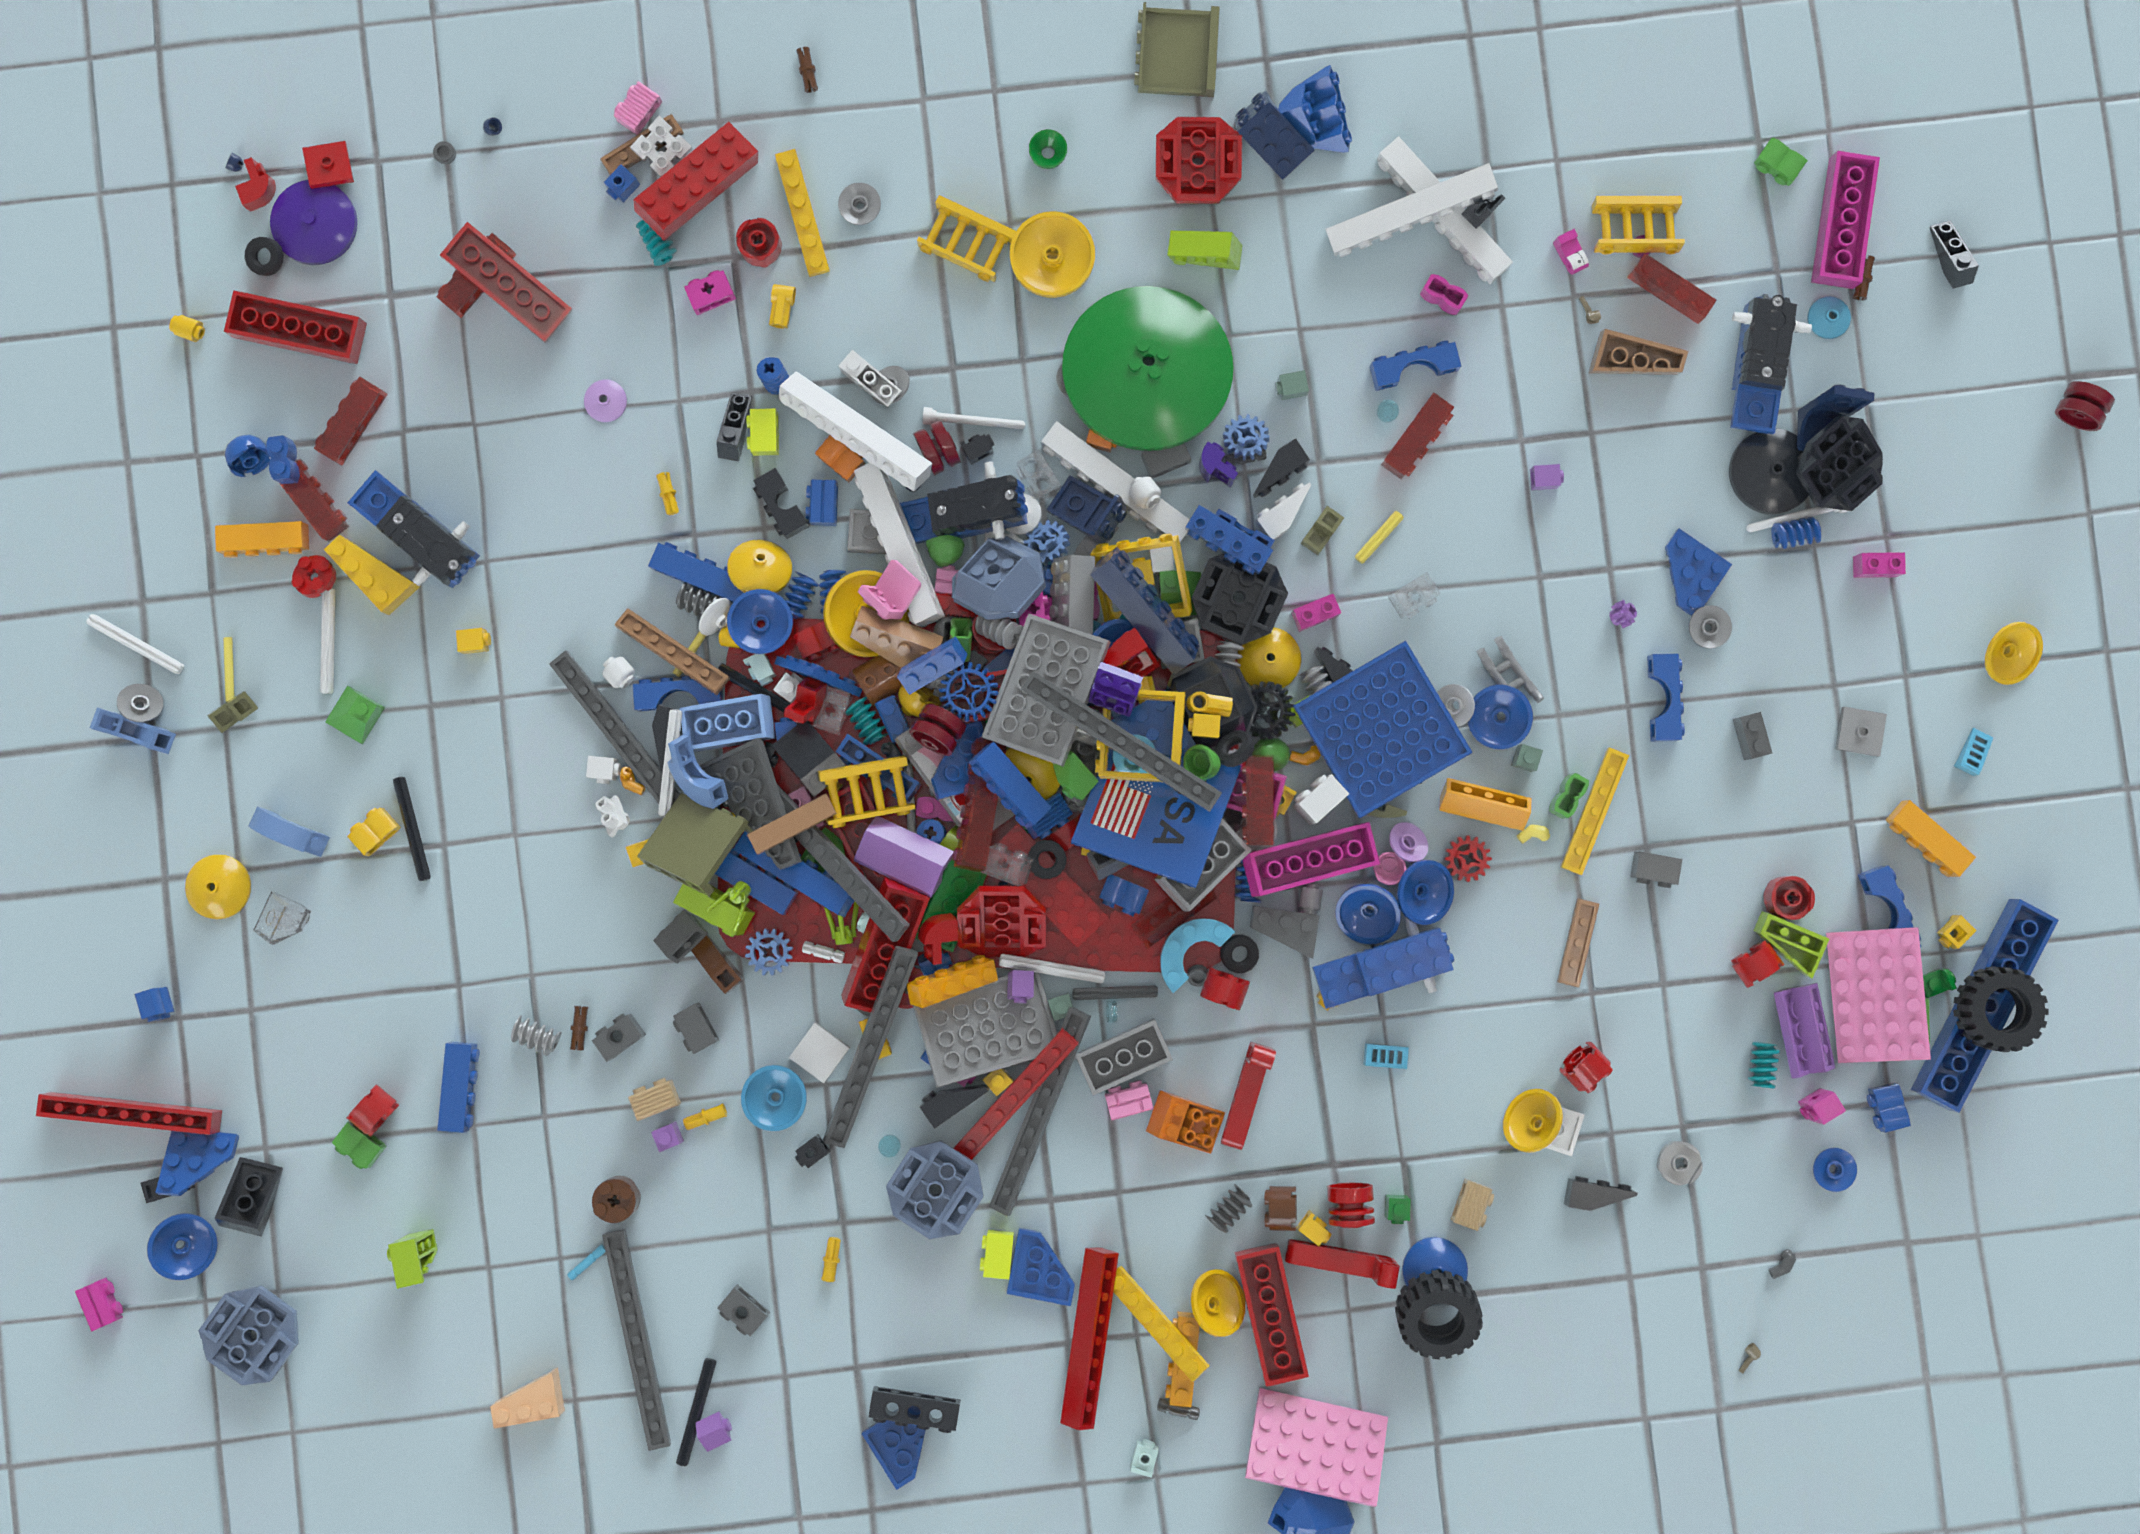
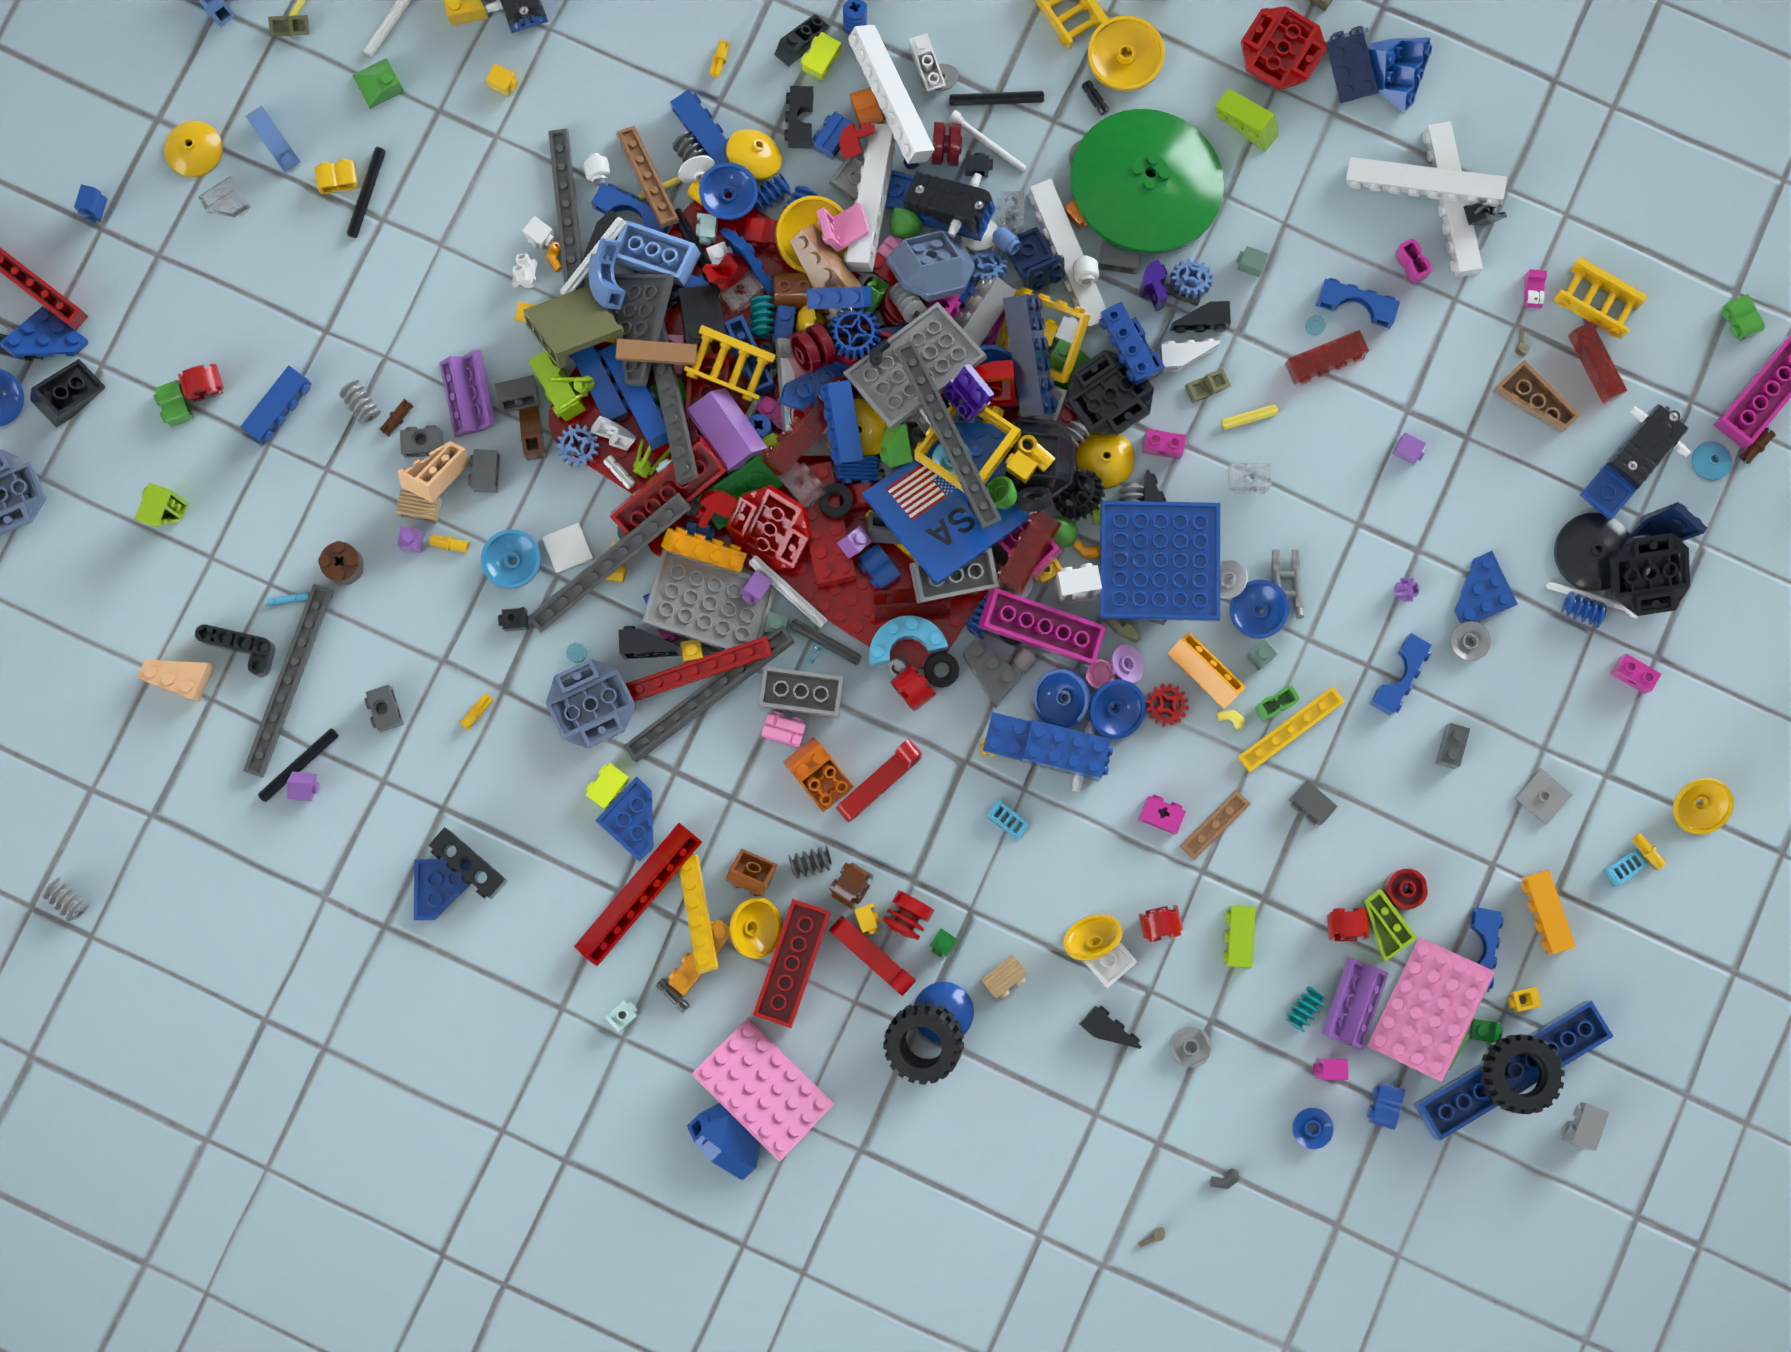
camera: 30 degrees right, 5 degrees down
(564, 1336) = (234, 644): none -> black beam
(632, 963) = (467, 393): none -> medium lavender slope
(651, 1060) = (436, 472): none -> light nougat wedge
(799, 918) = (617, 435): none -> white slope
(843, 499) = (849, 139): none -> red brick
(955, 371) = (996, 98): none -> black axle
(1002, 699) = (876, 352): none -> black arm
(1048, 314) = (1095, 97): none -> black axle
(1051, 508) = (1006, 240): none -> medium blue brick
(1089, 889) = (854, 541): none -> medium lavender brick
(1182, 1252) = (751, 873): none -> dark orange brick
(1537, 966) = (1168, 823): none -> dark pink brick
(1663, 1034) = (1239, 936): none -> lime brick
(1987, 724) = (1649, 851): none -> yellow axle
(2082, 1018) = (1586, 1127): none -> light grey brick

